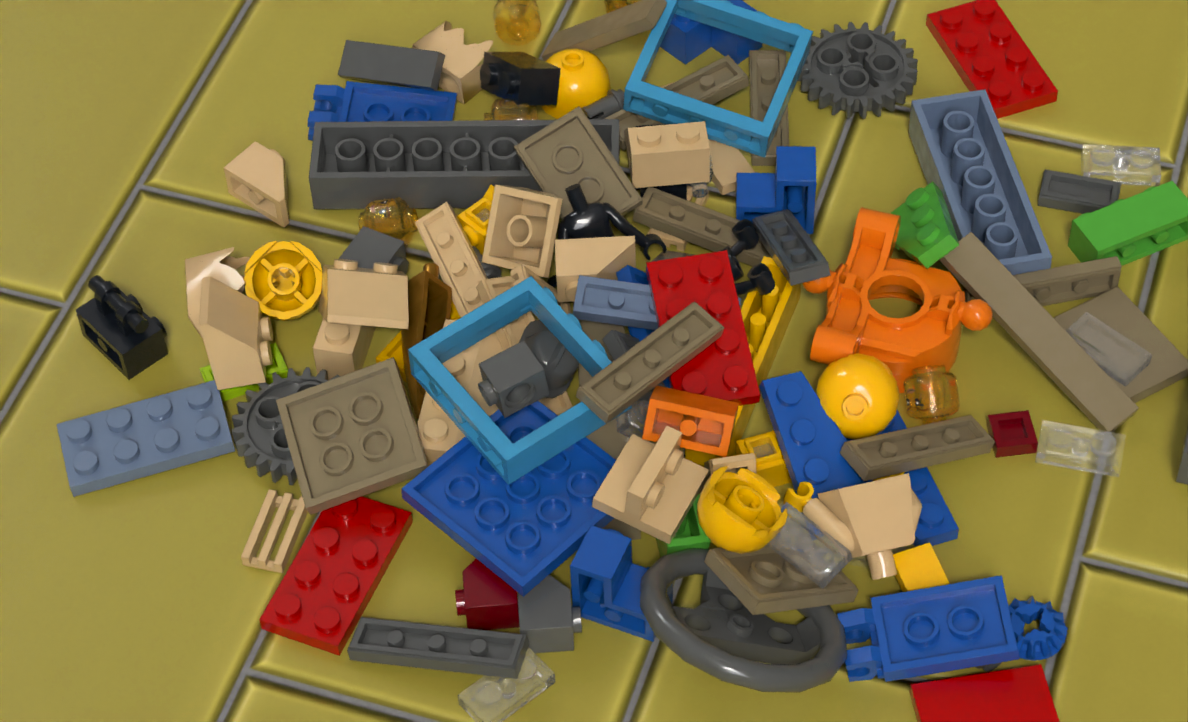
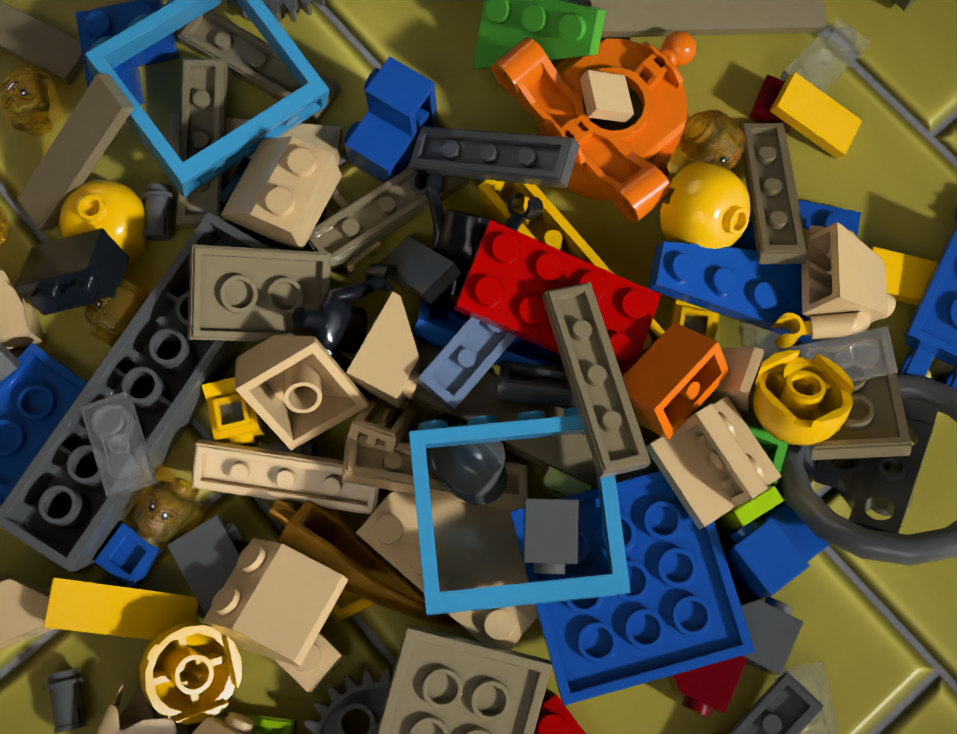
camera: 60 degrees left, 25 degrees up
(225, 236) = (66, 700): none -> dark grey pin
(297, 215) = (115, 609): none -> yellow tile
(341, 220) = (128, 556): none -> blue plate
(413, 155) = (118, 445): none -> clear plate
(644, 538) = (749, 510): none -> lime tile
(892, 284) = (606, 96): none -> tan tile
(1017, 457) = (816, 115): none -> yellow tile

